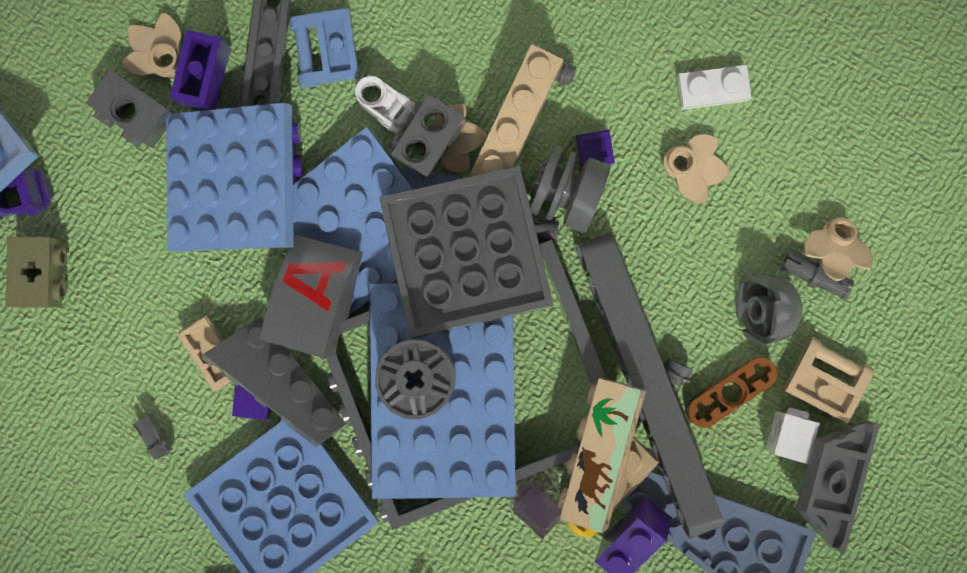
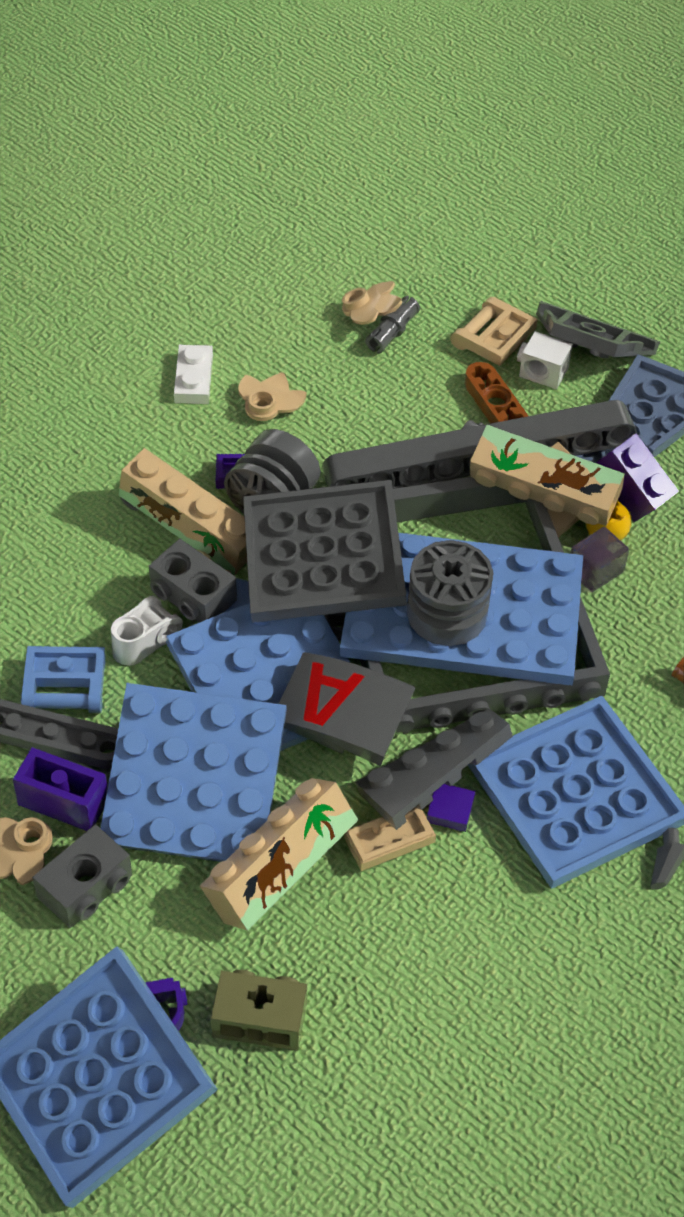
camera: 85 degrees left, 35 degrees down
(153, 437) = (481, 911): dark grey pin -> none
(169, 264) = (278, 853): none -> tan brick
(769, 308) = (420, 356): dark grey cylinder -> none

